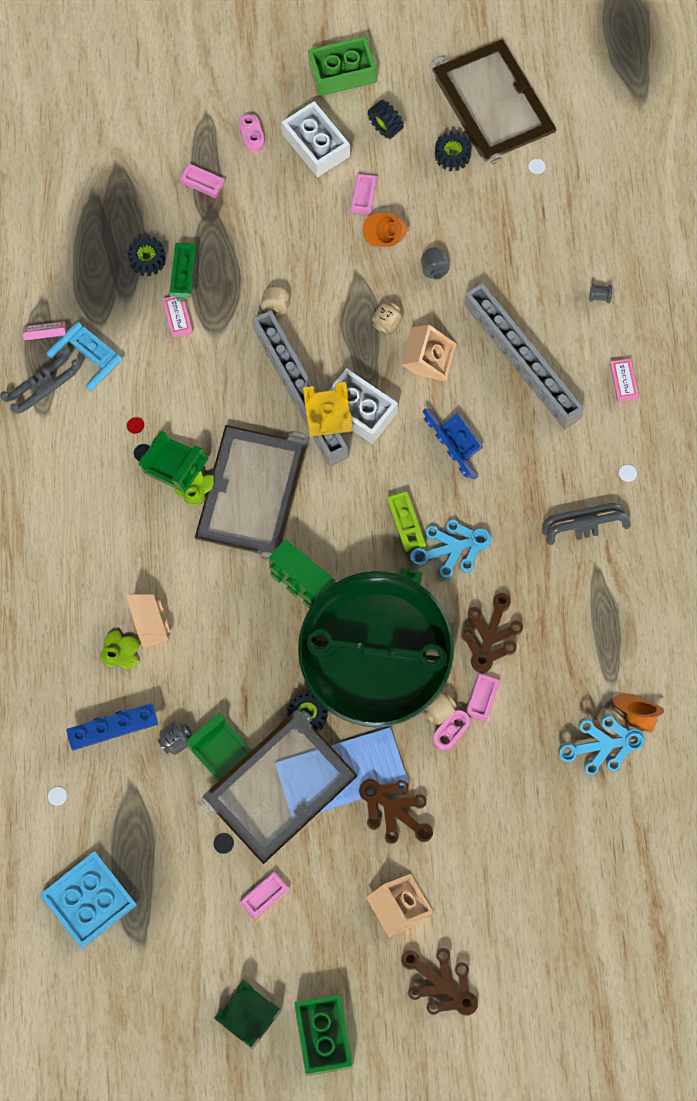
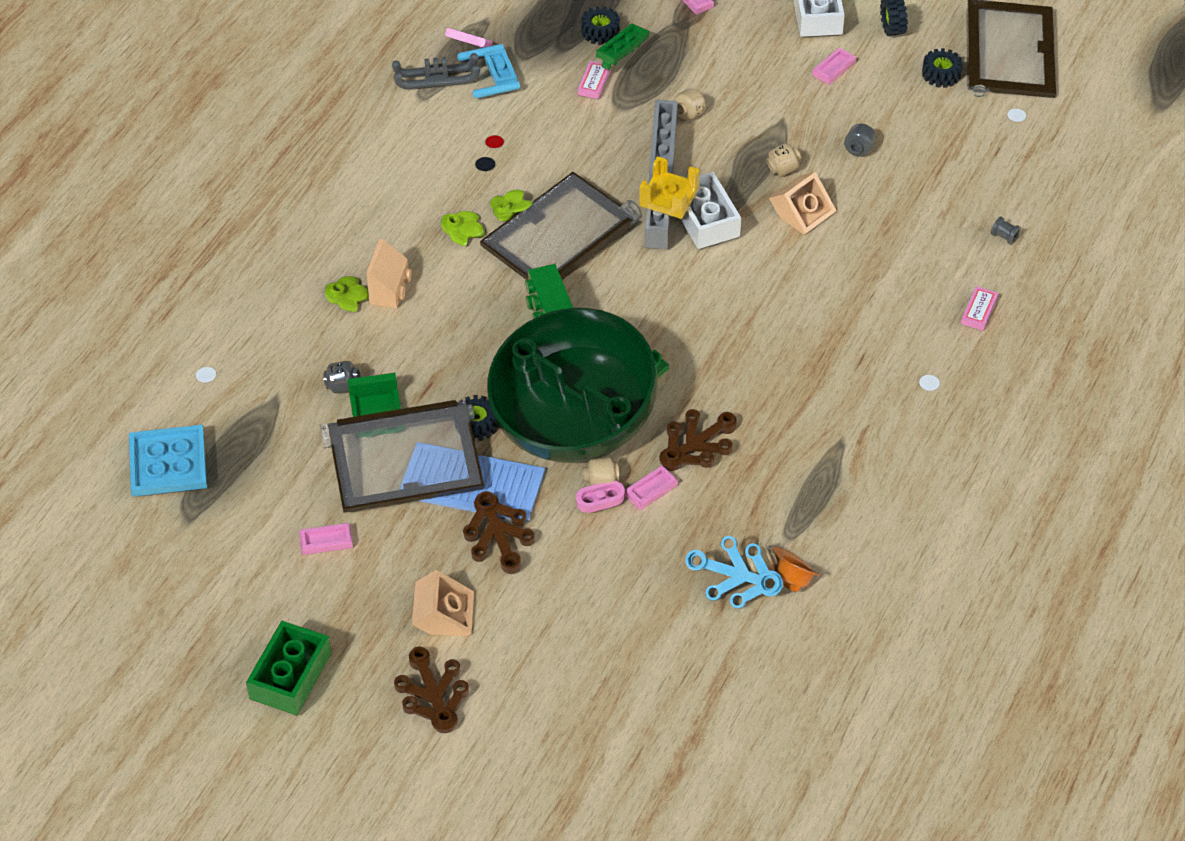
camera: 30 degrees right, 20 degrees down
(112, 726) = (292, 337): blue bracket -> none
(172, 462) = (503, 176): green panel -> none
(172, 529) = (462, 226): none -> lime plate
(223, 843) = (322, 482): black sticker -> none
(248, 1015) = (235, 621): dark green panel -> none
(384, 229) = (832, 95): orange piece -> none
(405, 521) = (682, 318): lime plate -> none
(453, 546) = (738, 363): medium azure plant -> none
(458, 439) = (780, 278): blue bracket -> none
(523, 356) = (891, 242): light grey brick -> none
(584, 520) = (856, 393): dark grey piece -> none

